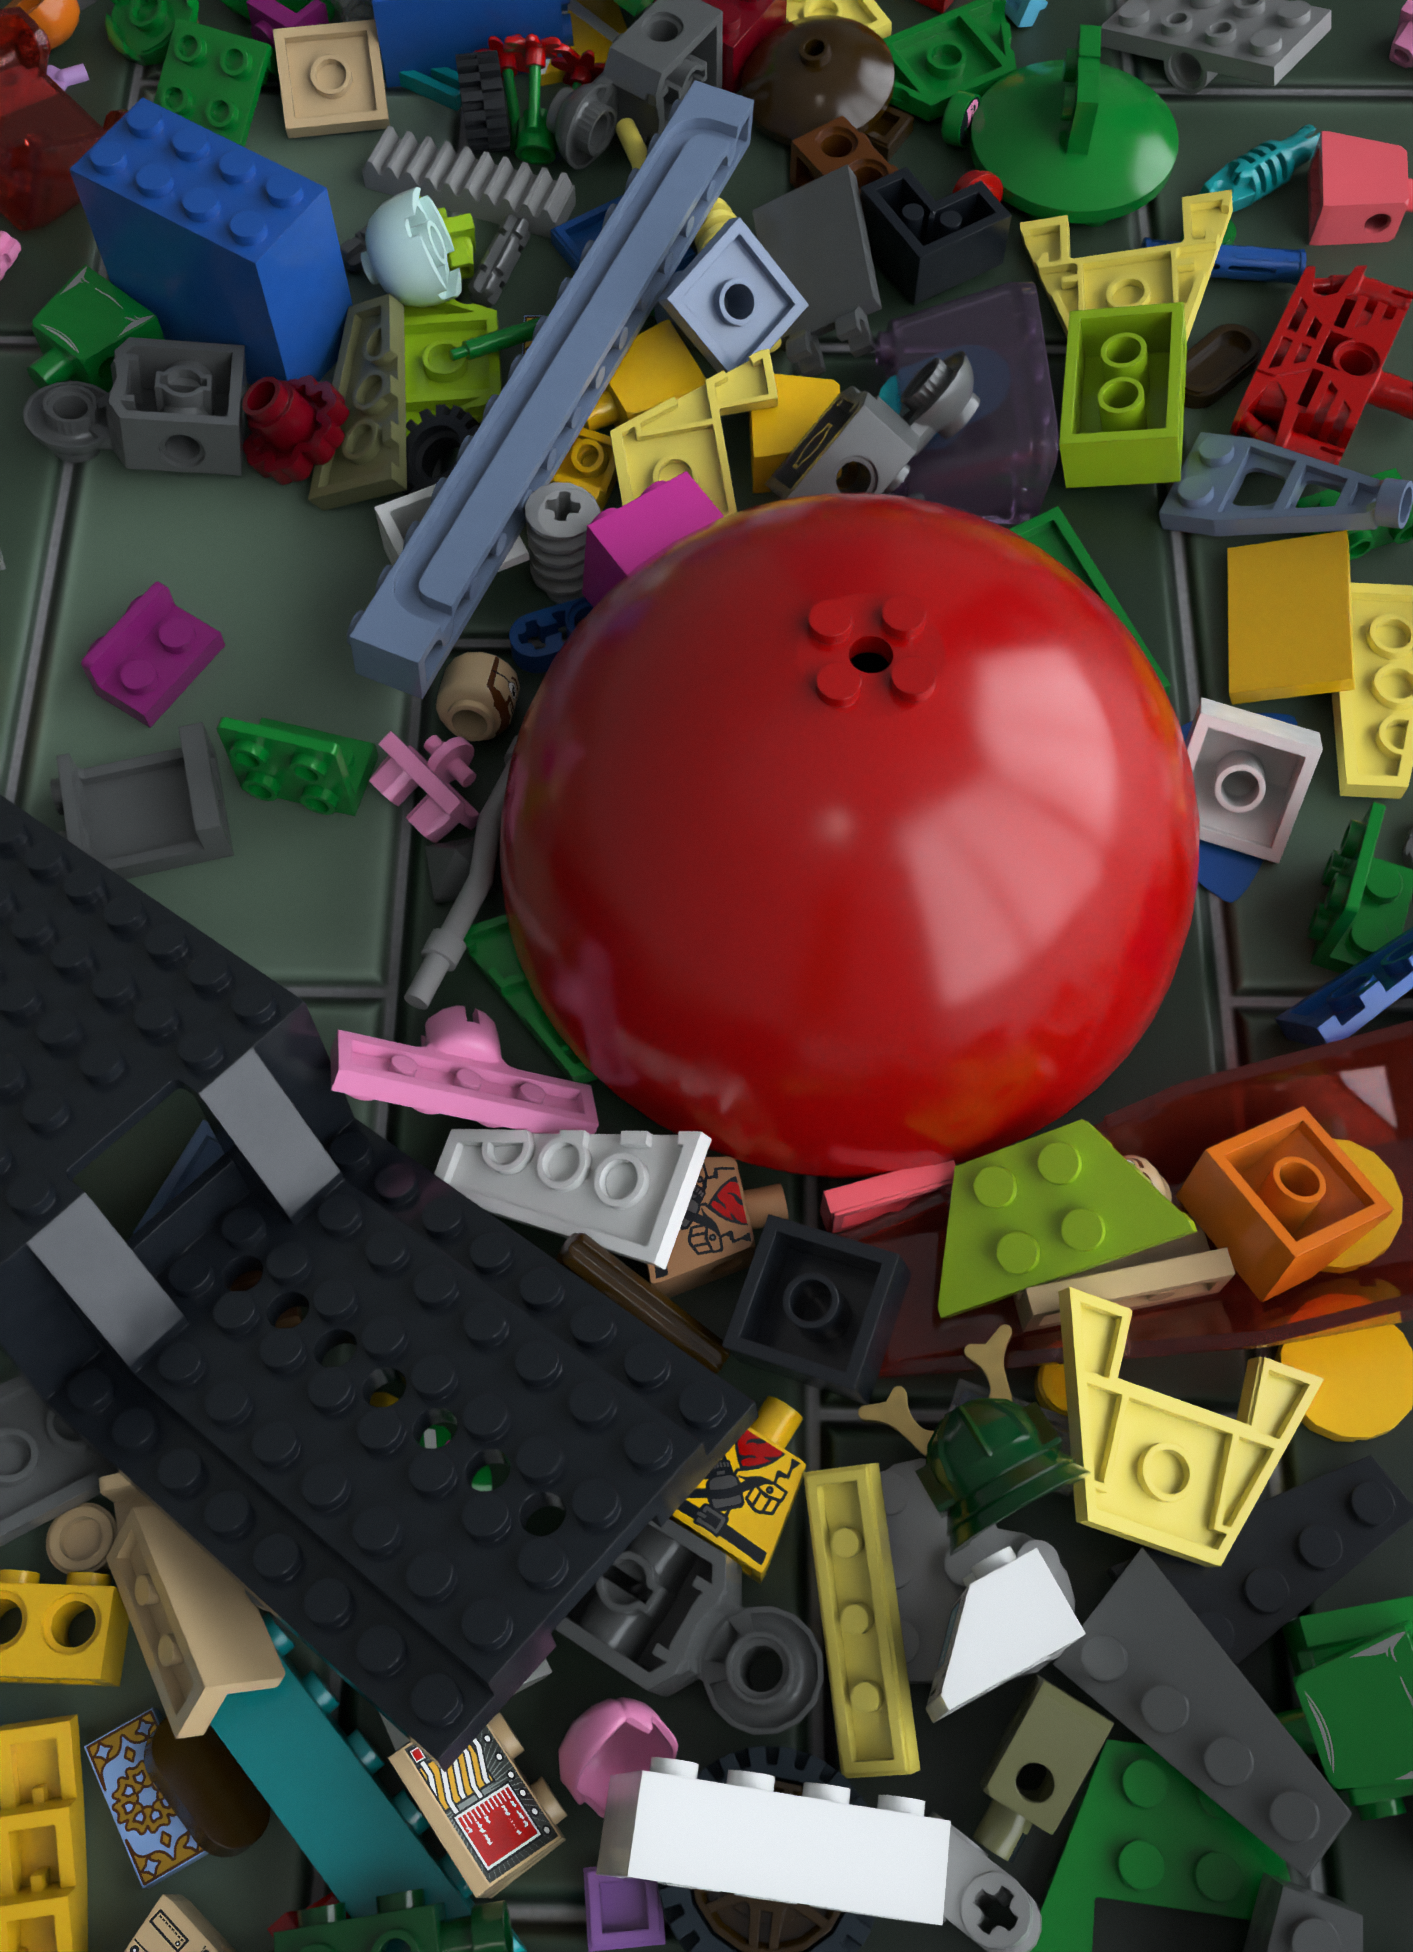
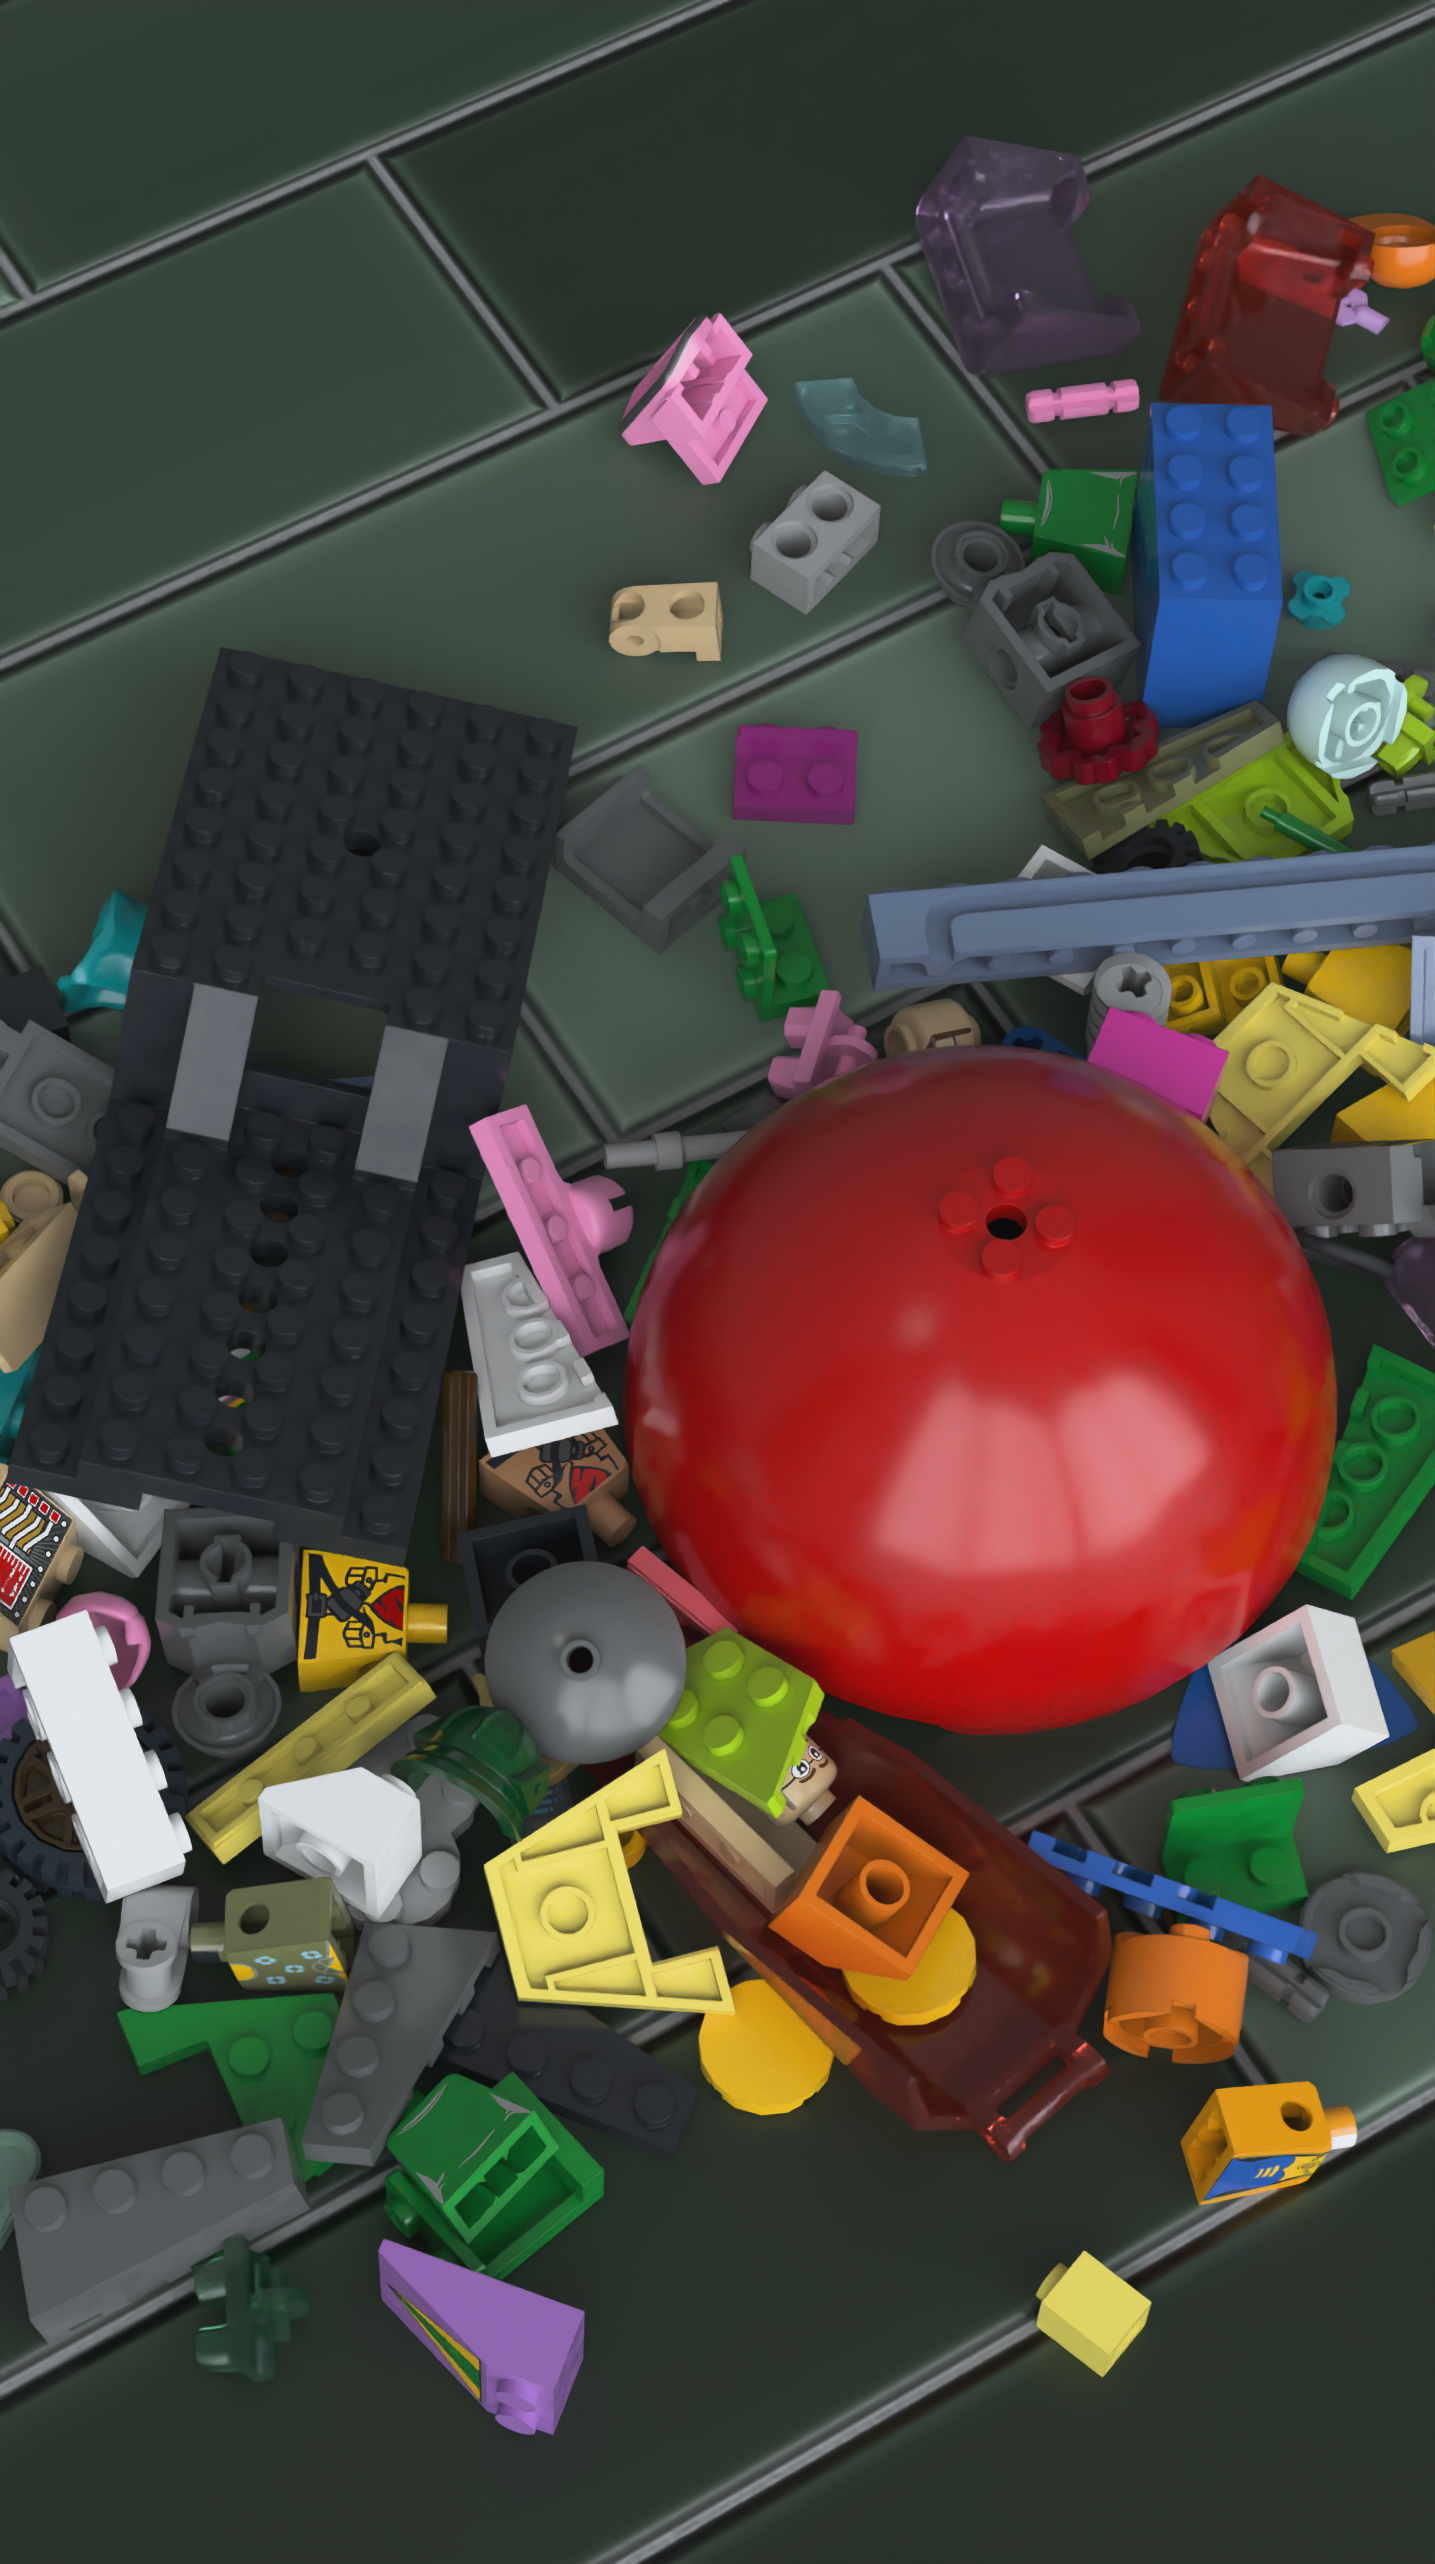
camera: 55 degrees right, 5 degrees down
(901, 1297) = (634, 1671): none -> dark grey dish

